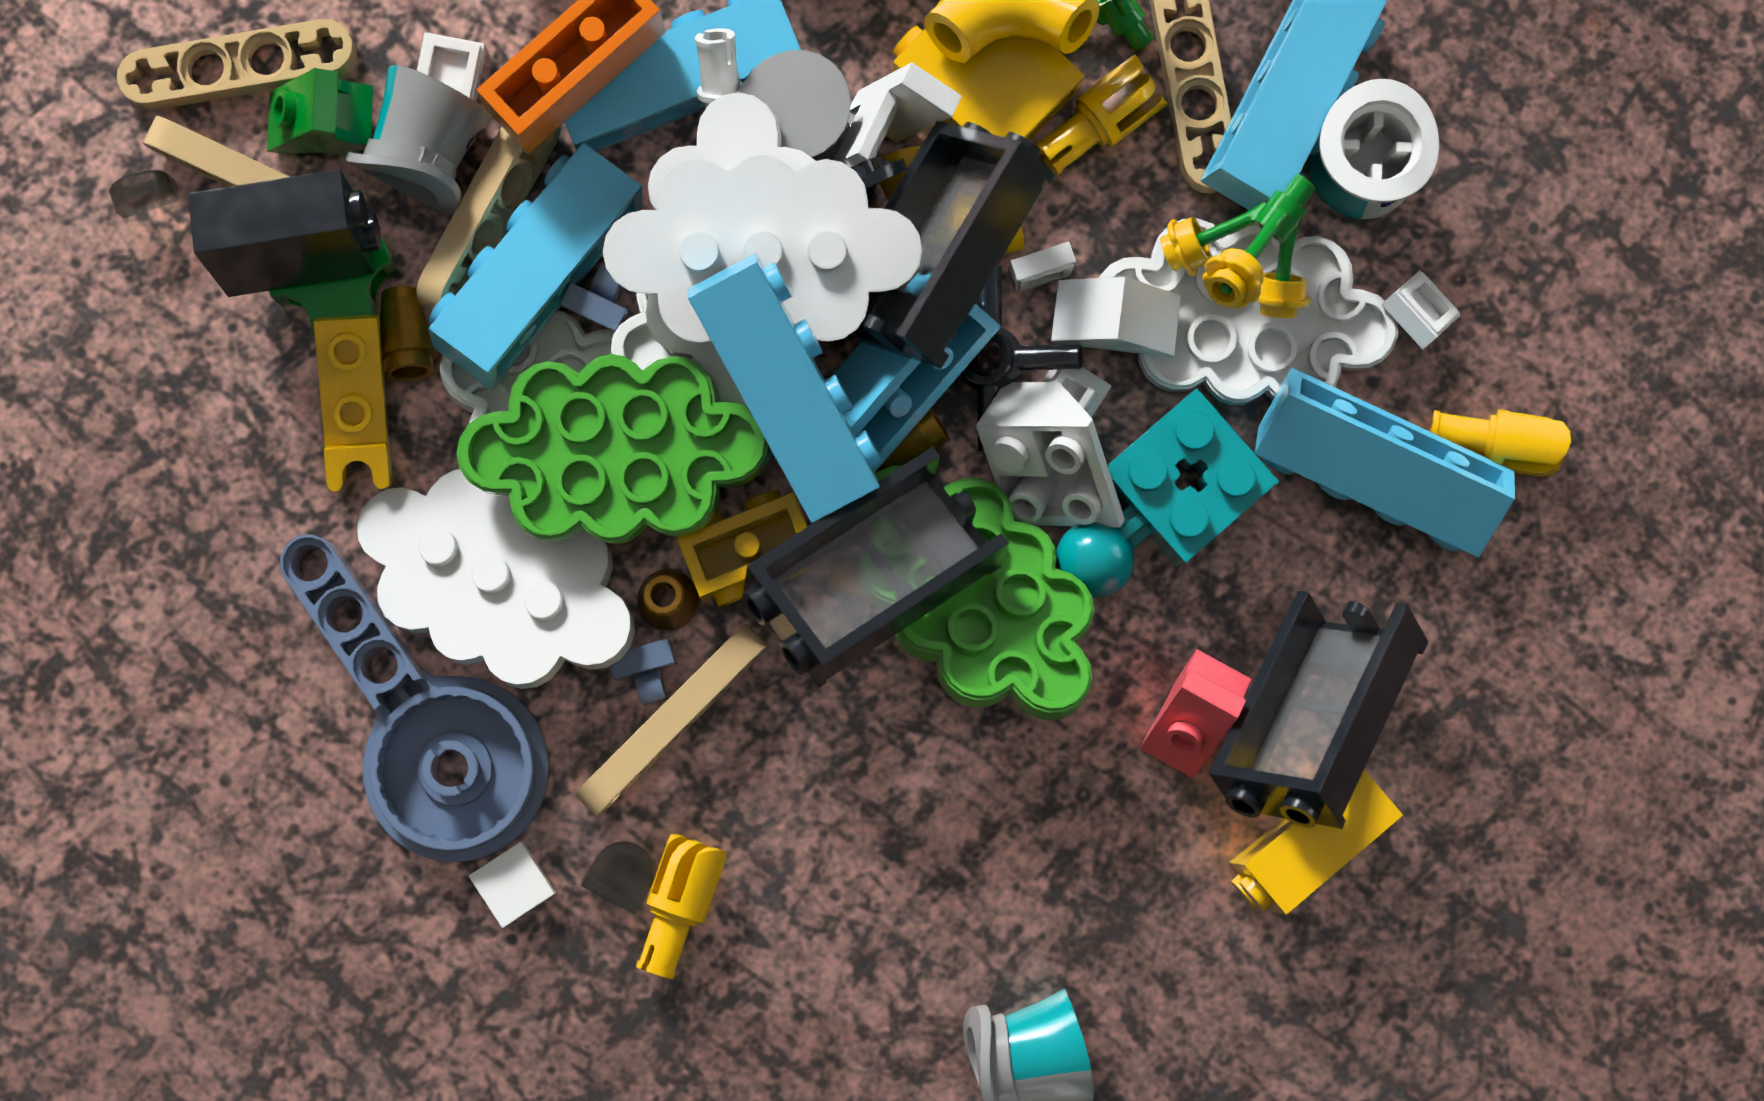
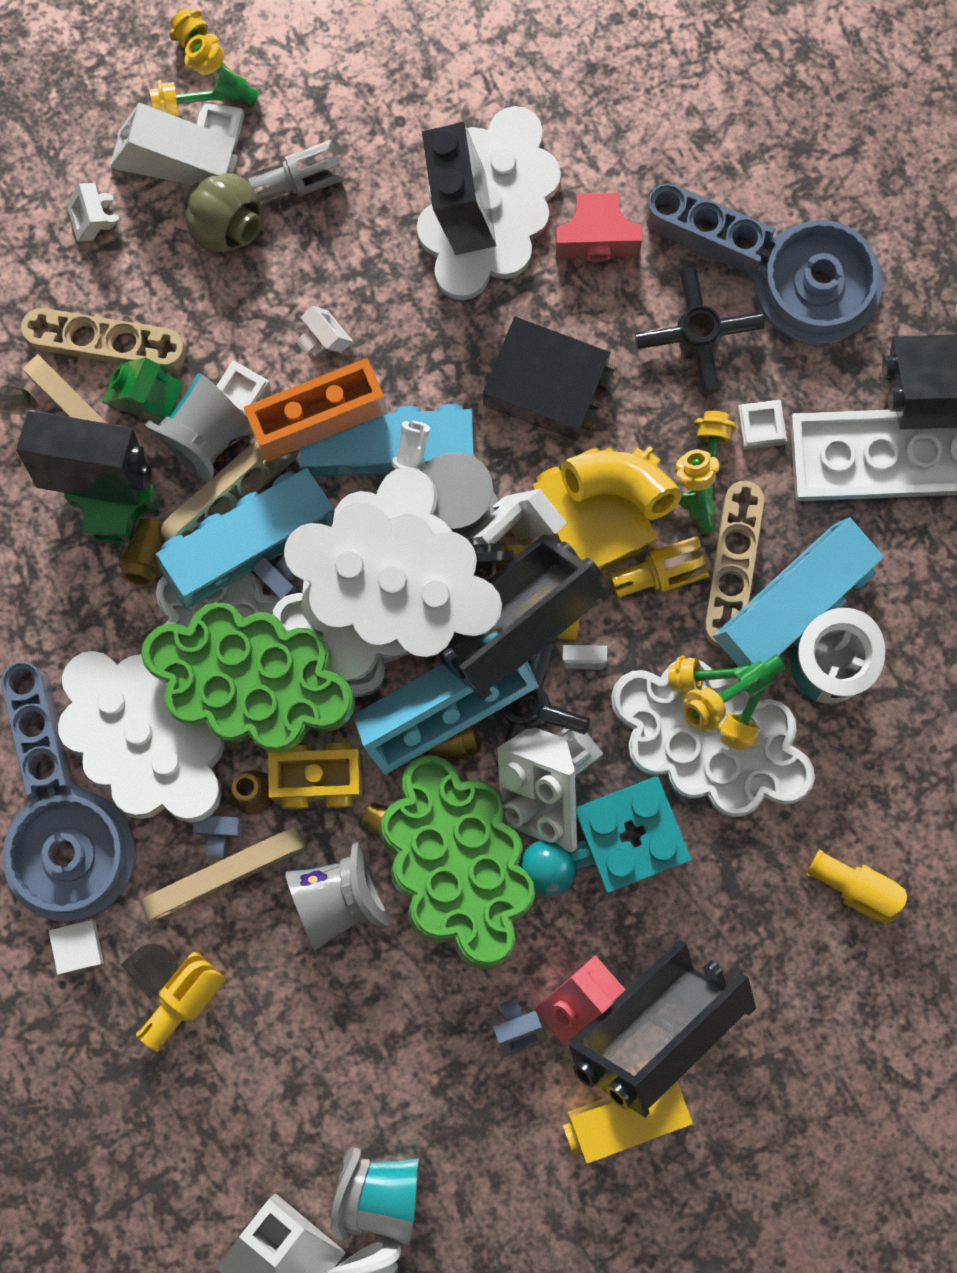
camera: 30 degrees right, 5 degrees down
(353, 397) = (92, 583): yellow plate -> none
(784, 387) = (373, 675): medium azure brick -> none
(838, 711) = (336, 898): none -> light grey hat
(869, 569) = (387, 819): door -> none
(1116, 315) = (622, 707): white slope -> none
(1130, 781) = (519, 1030): none -> sand blue tile
(1385, 463) = (771, 874): medium azure brick -> none
(1421, 309) = (834, 777): white tile -> none

